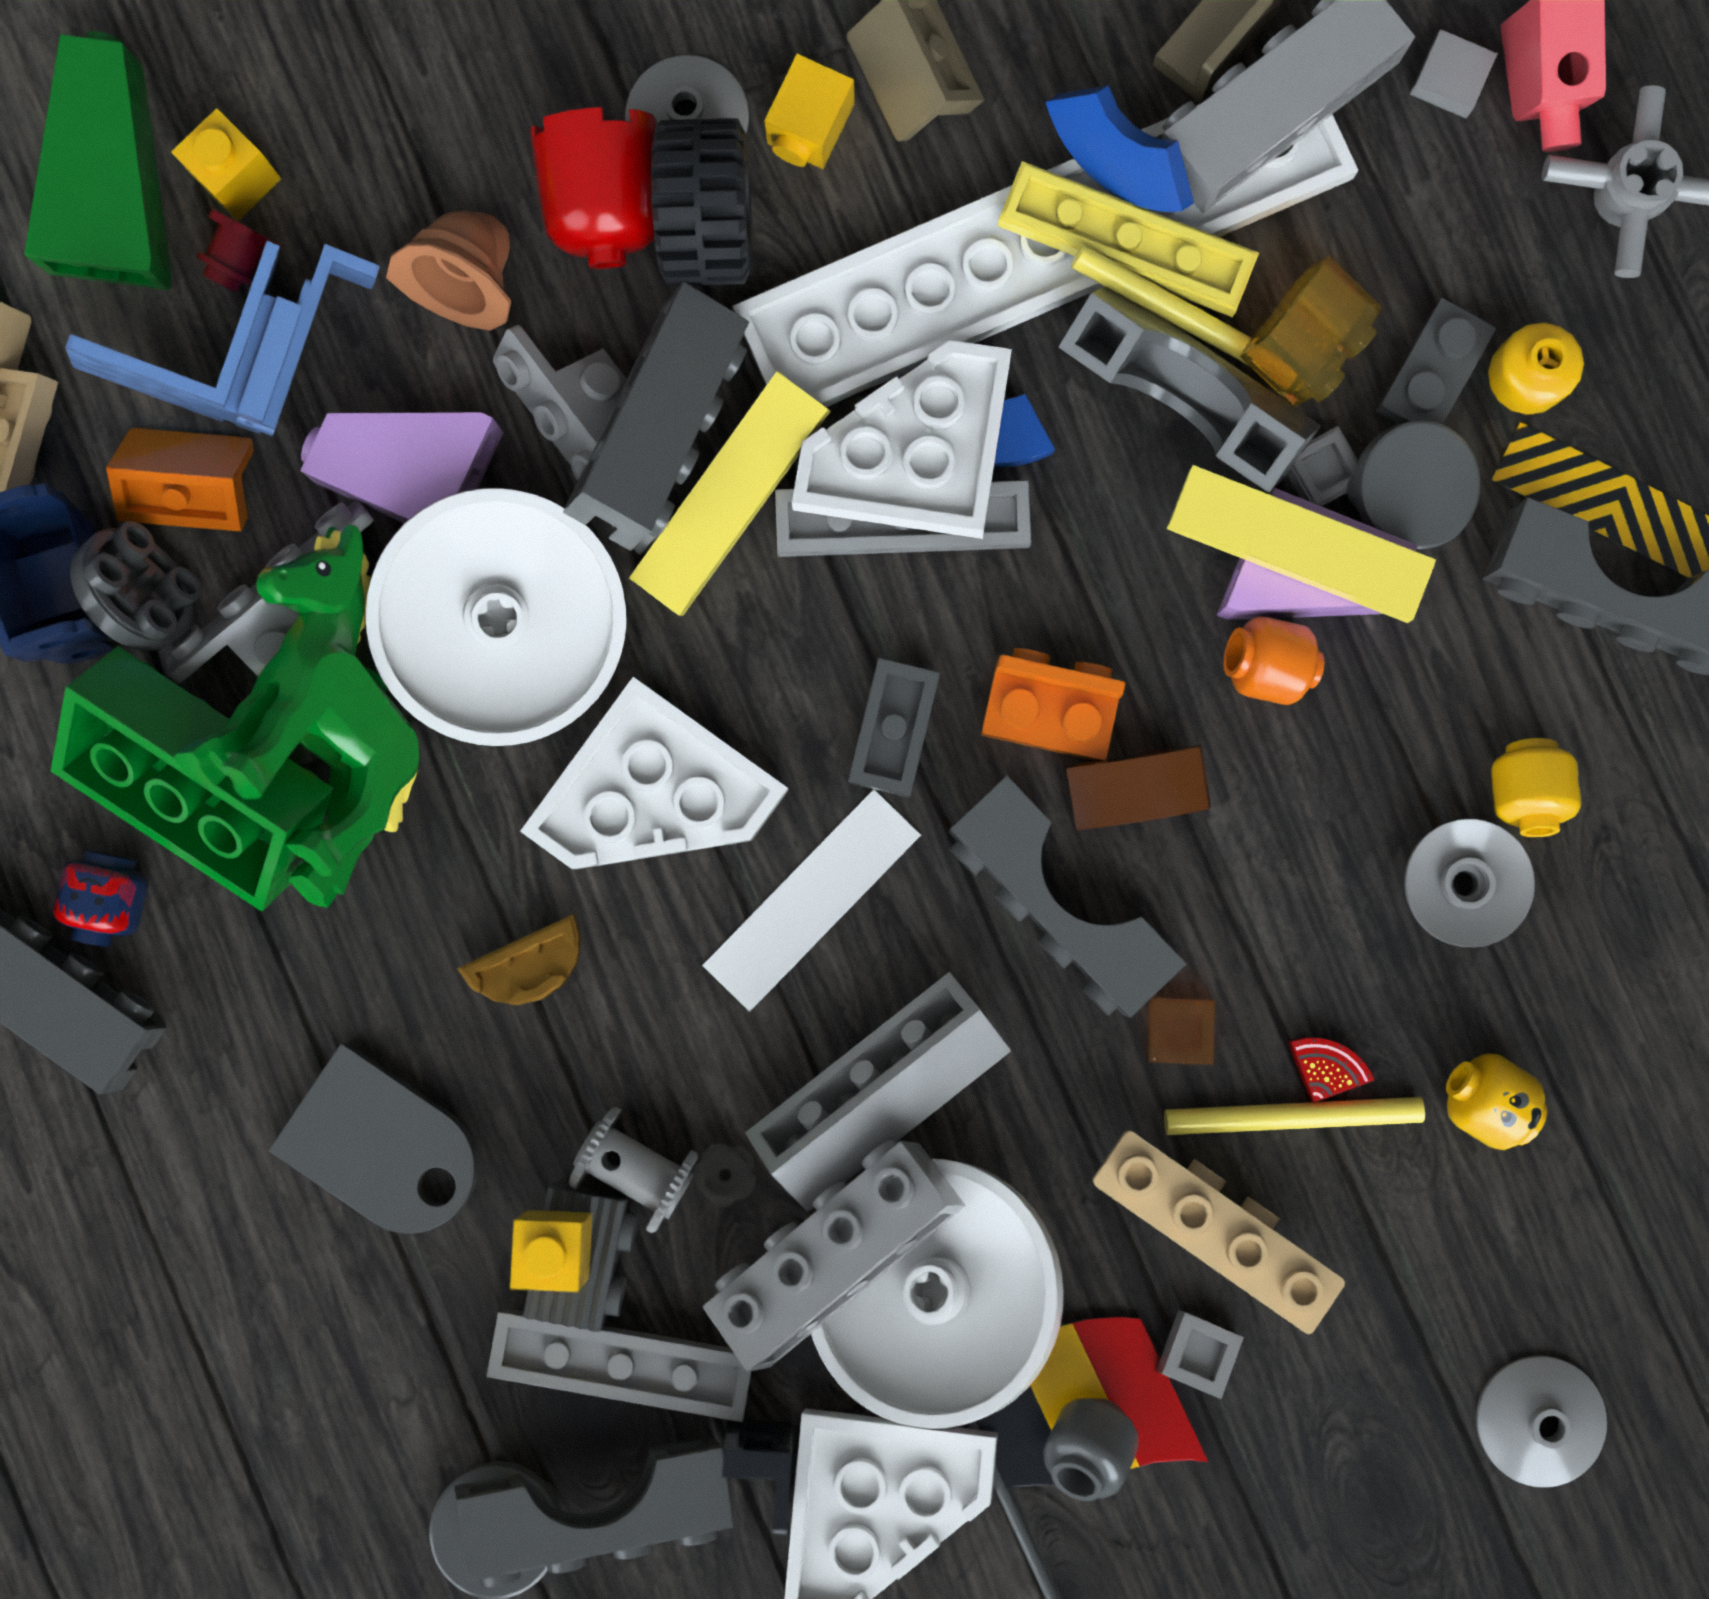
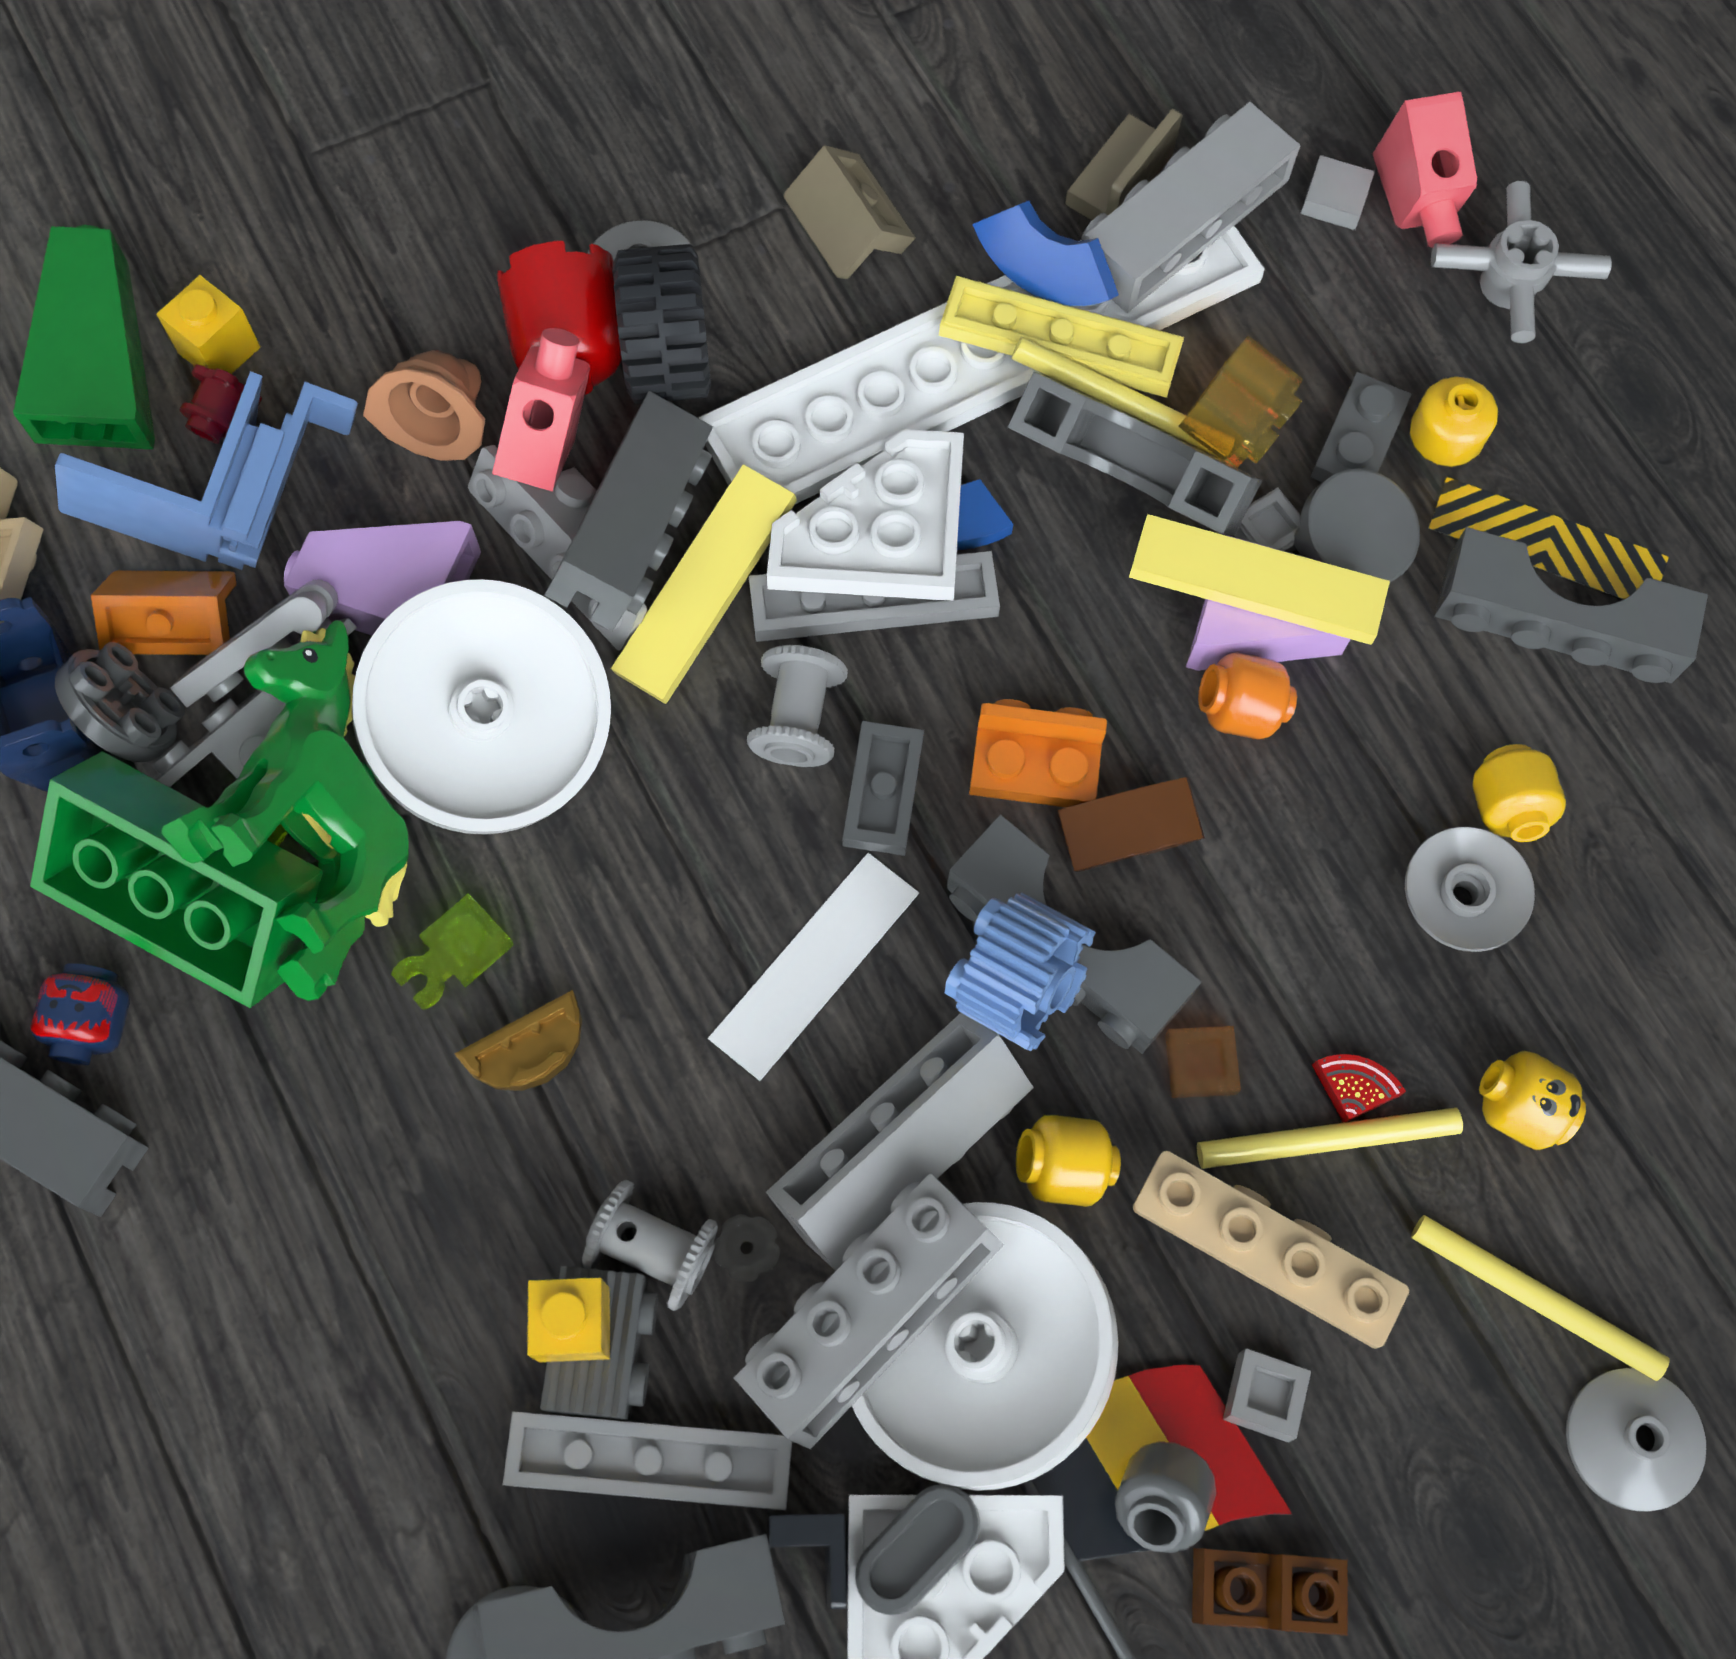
camera: 15 degrees left, 15 degrees down
(274, 530) = (218, 671): none -> light grey plate
(374, 1141) = (373, 1245): dark grey tile -> none
(466, 854) = (460, 945): none -> clear neon green plate
(580, 277) = (543, 411): none -> coral torso
(651, 789) = (645, 864): white plate -> none
(809, 113) = (755, 254): yellow brick -> none
(814, 637) = (797, 706): none -> light grey hose
(858, 1472) = (917, 1549): none -> dark grey tile
(1009, 948) = (1020, 968): none -> medium blue brick
(1036, 1121) = (1067, 1160): none -> yellow head
(1179, 1527) = (1270, 1591): none -> reddish brown slope
(1472, 1285) = (1540, 1298): none -> light yellow bar

